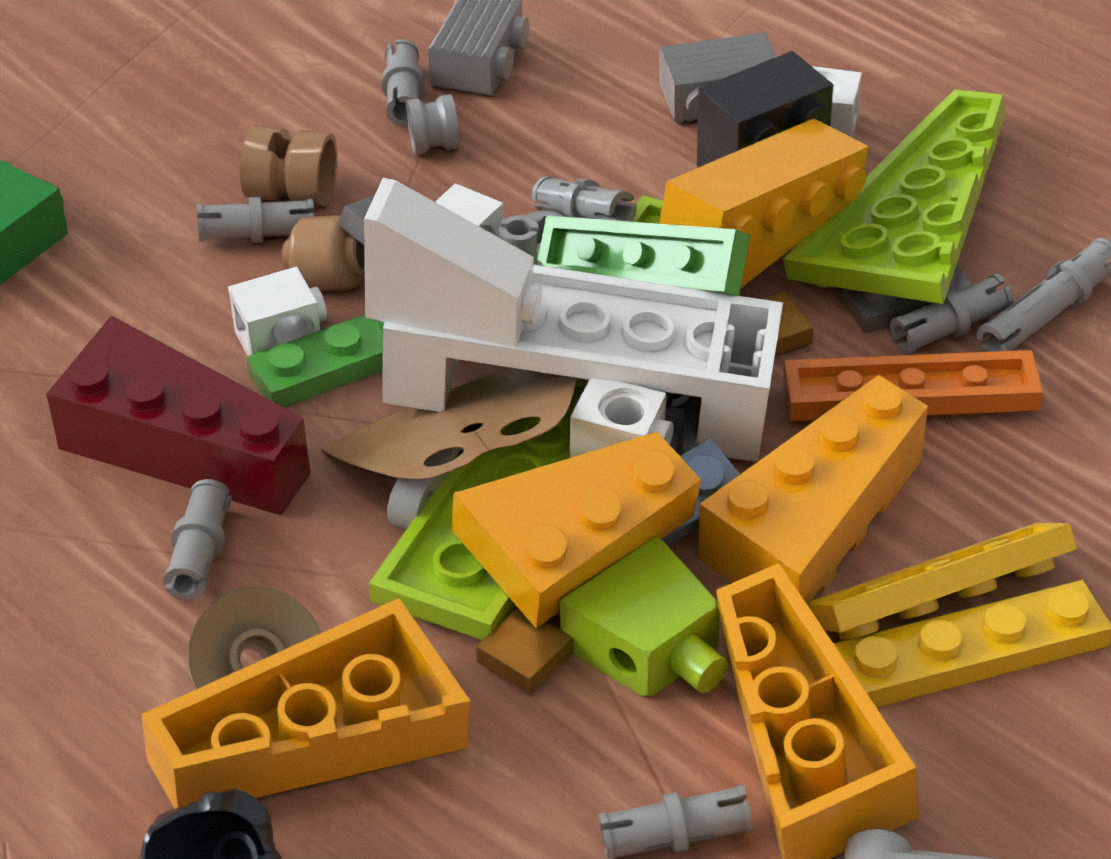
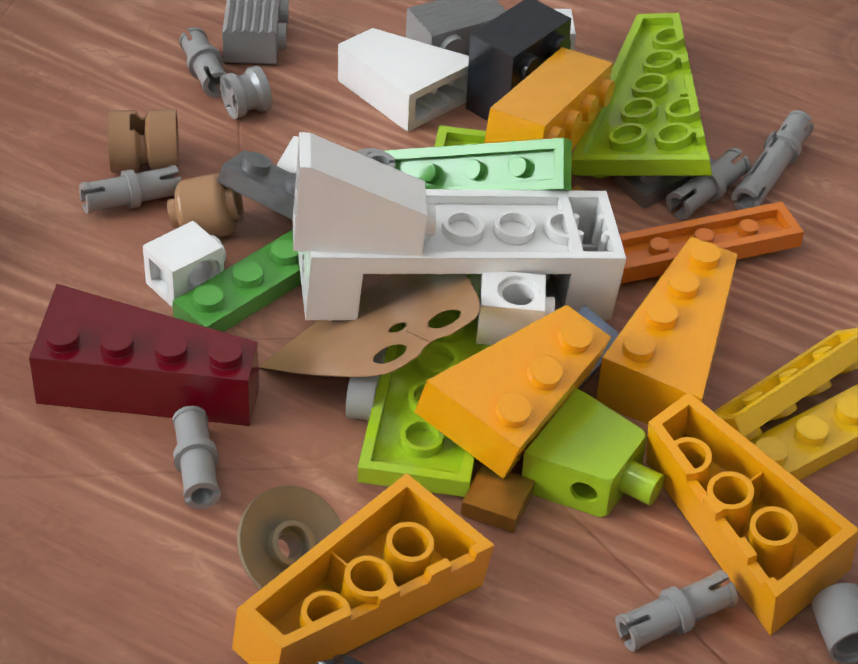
camera: 20 degrees left, 0 degrees up
(583, 199) = (395, 135): light grey pin -> none
(626, 129) = (403, 76): none -> white slope

